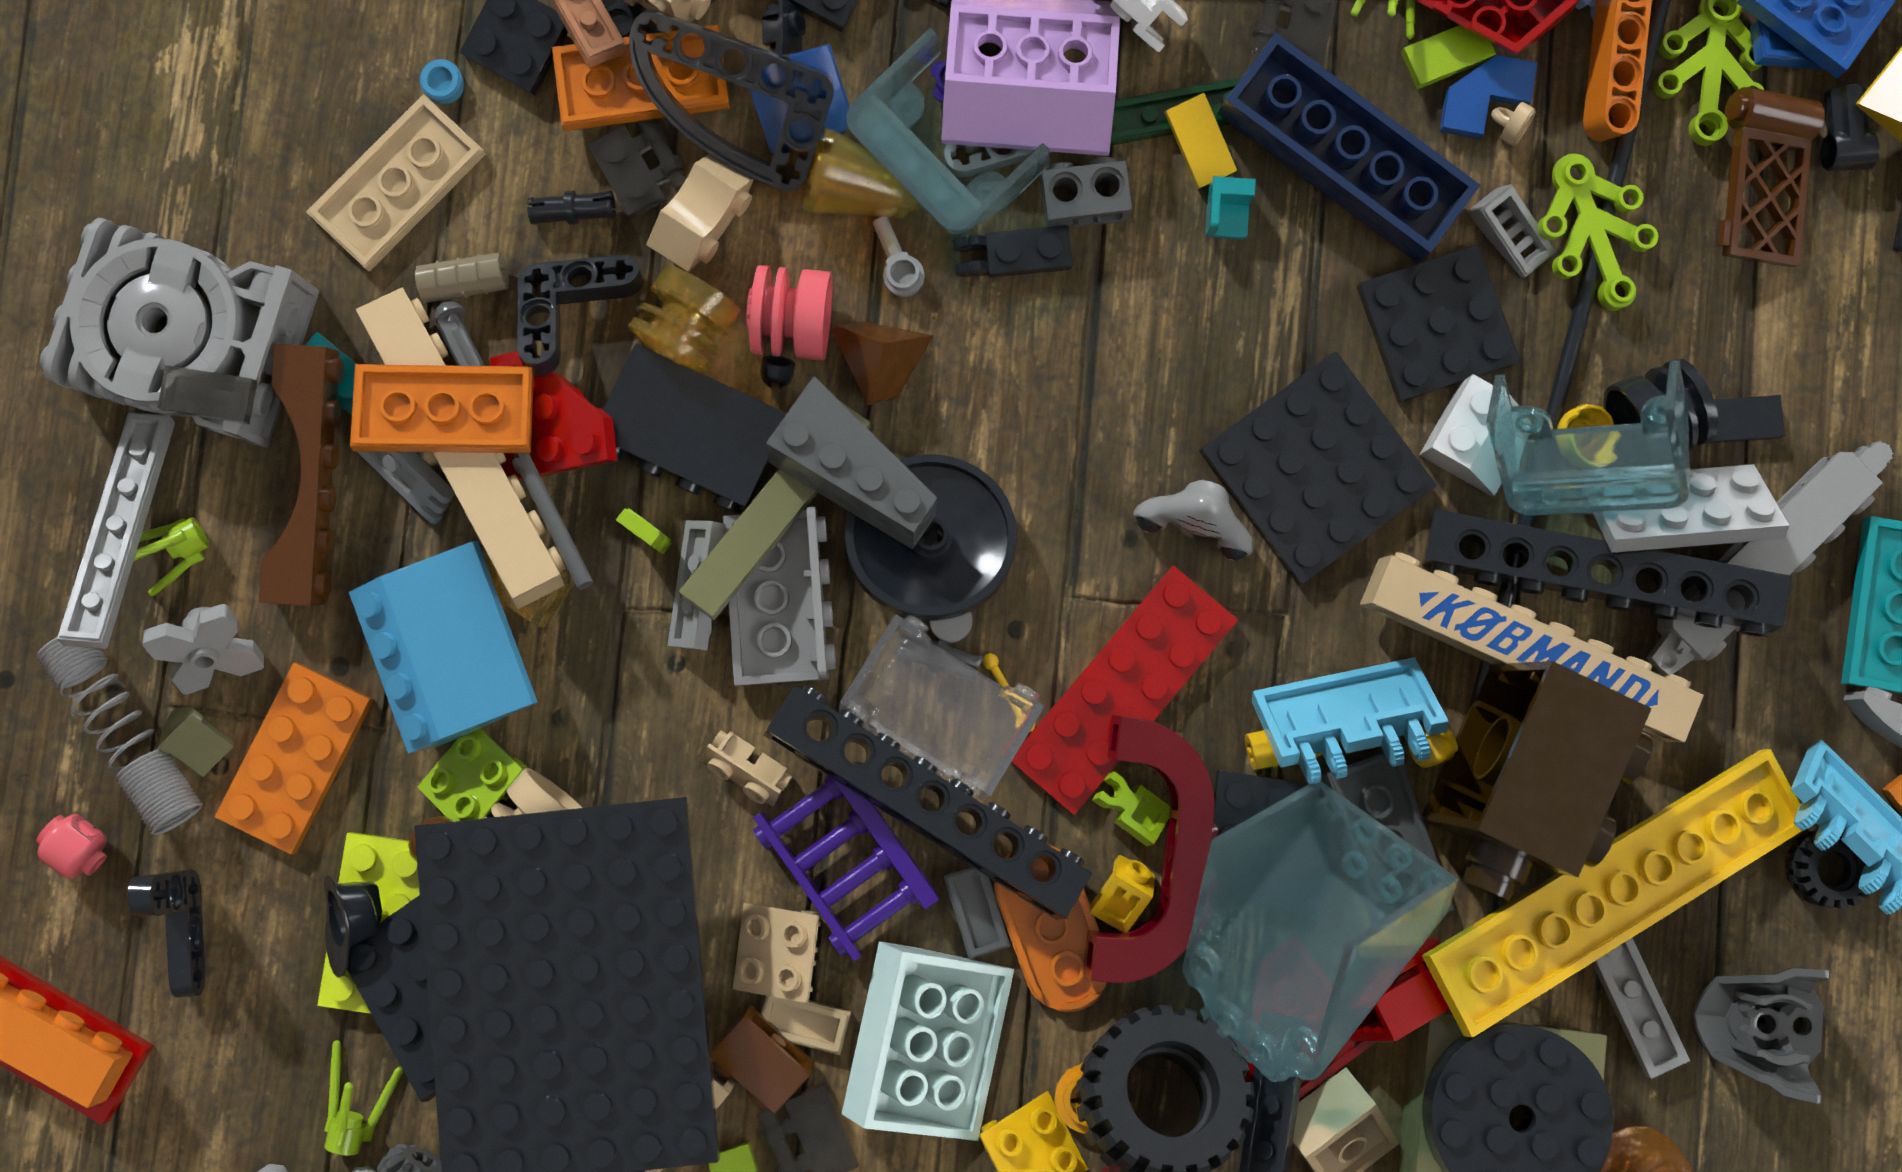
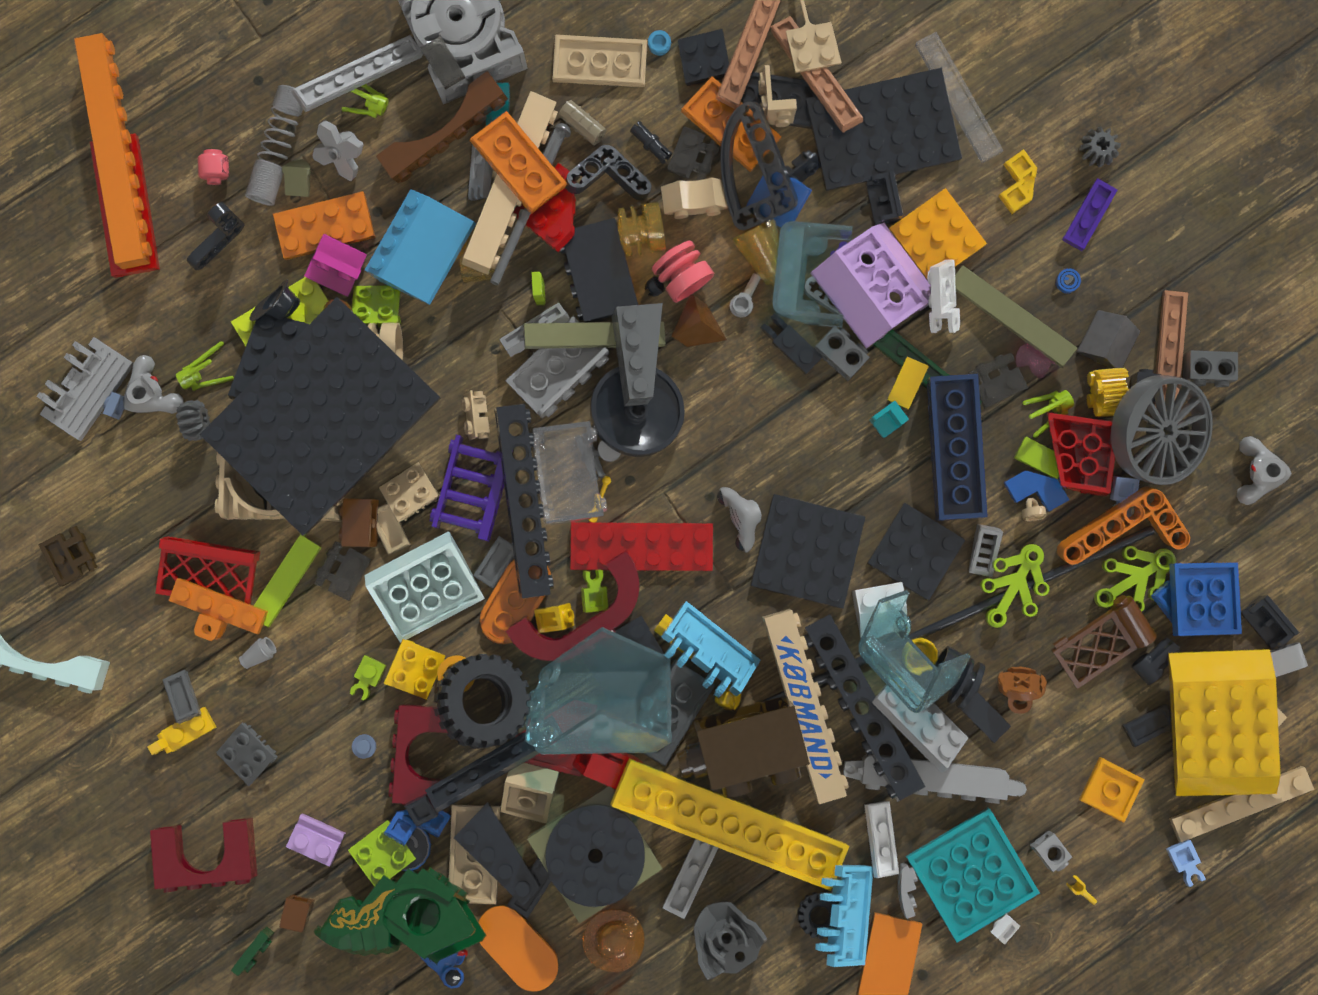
camera: 55 degrees right, 0 degrees up
(365, 789) = (335, 265): none -> dark pink bracket
(1743, 334) = (1021, 685): none -> dark orange tile
(1794, 697) = (881, 839): none -> white tile

